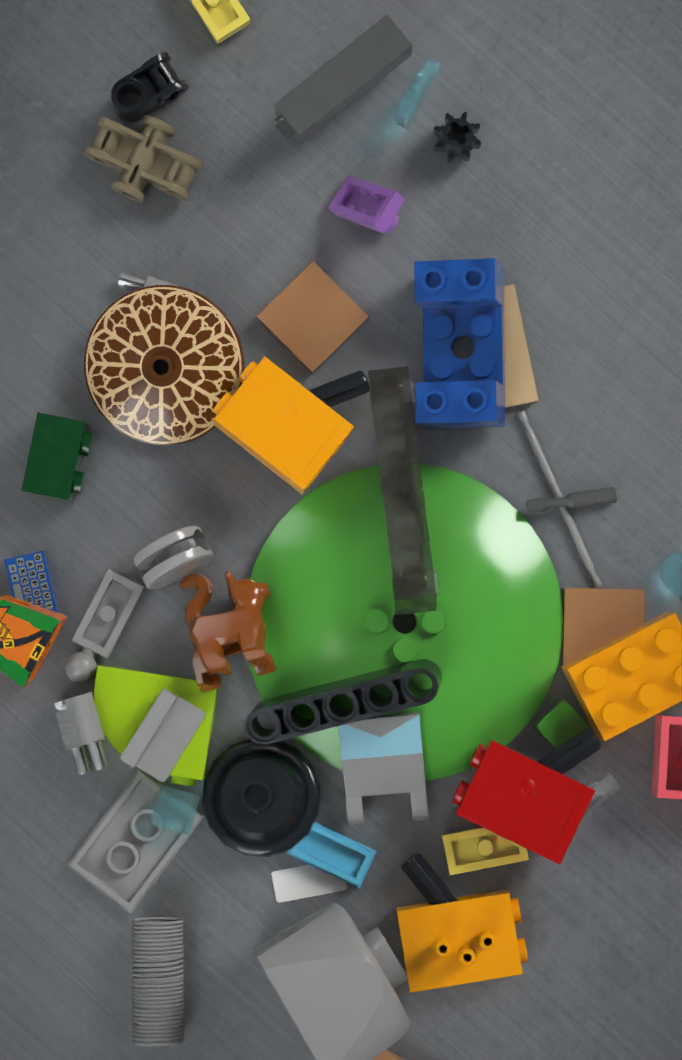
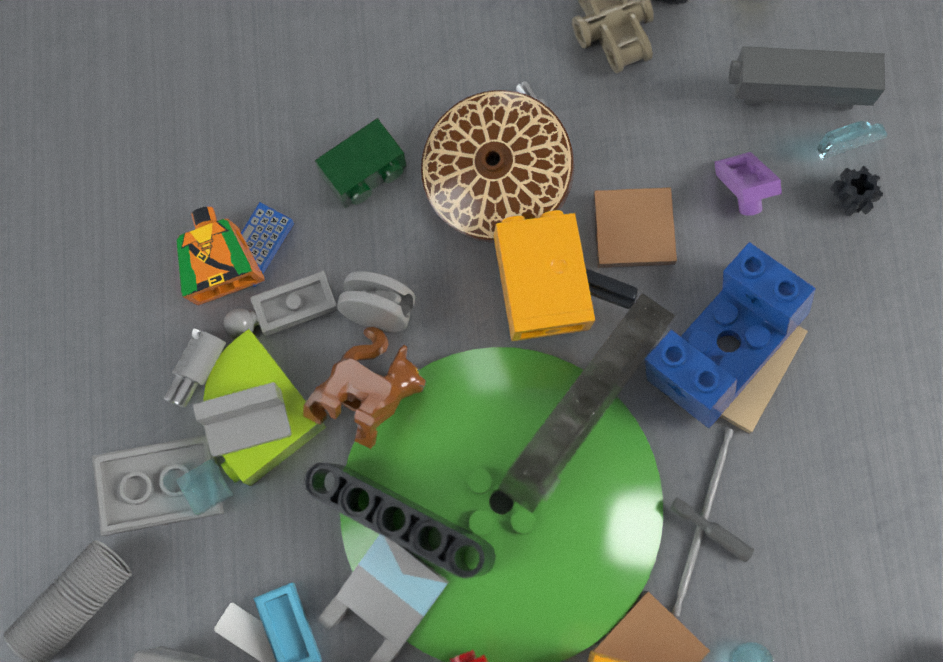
camera: 50 degrees right, 10 degrees down
(261, 797) = (274, 538): black piece -> none

